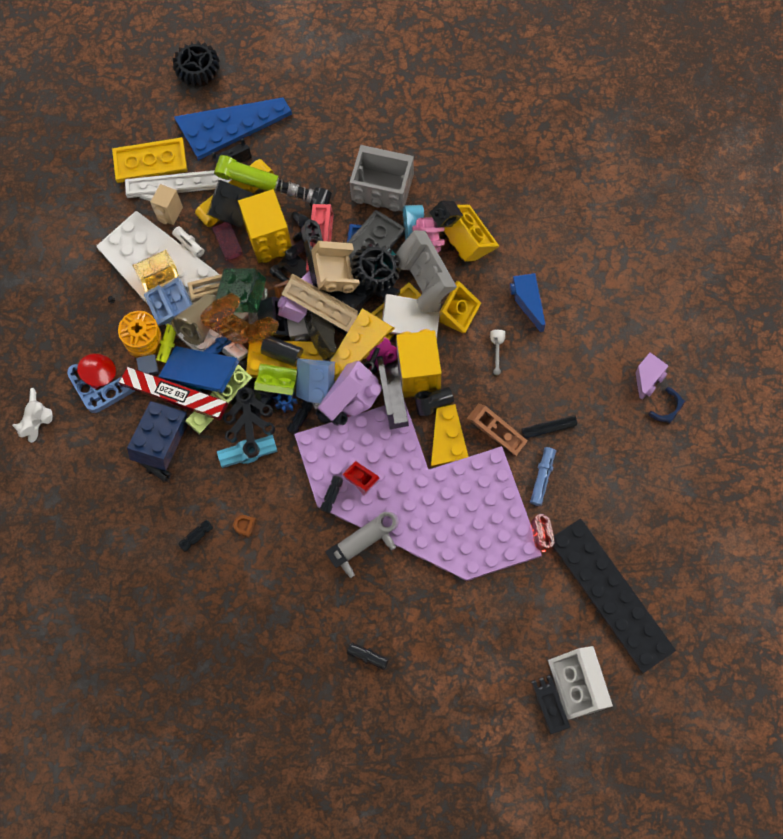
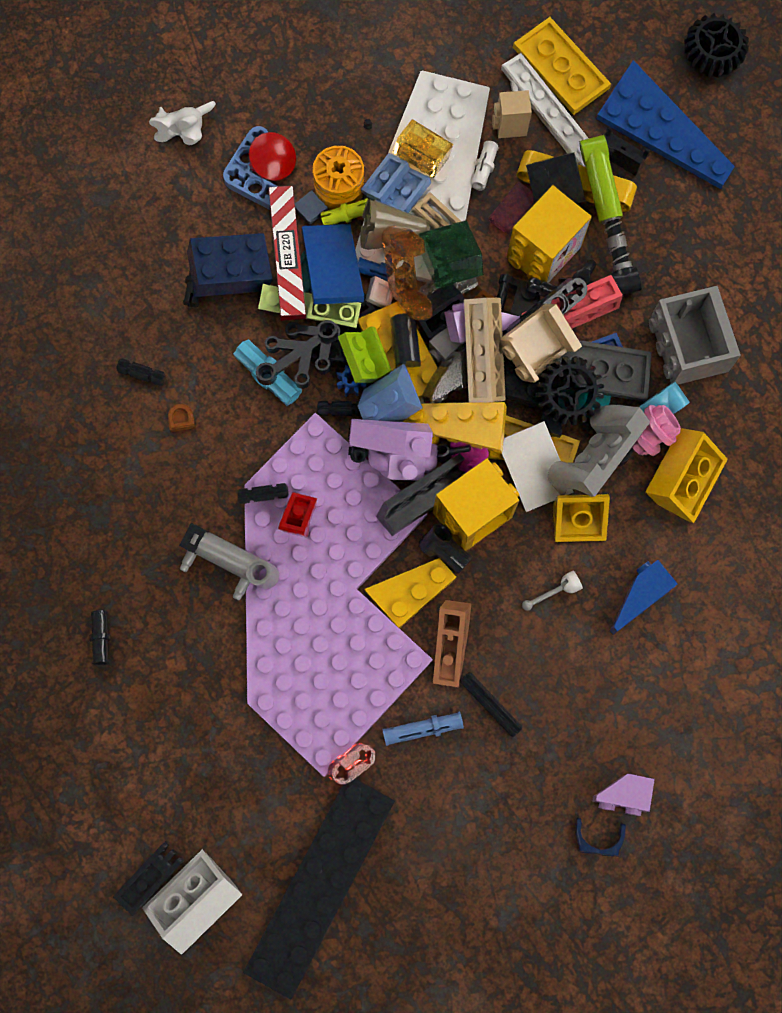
camera: 55 degrees right, 5 degrees up
(446, 213) = (687, 434): black brick -> none

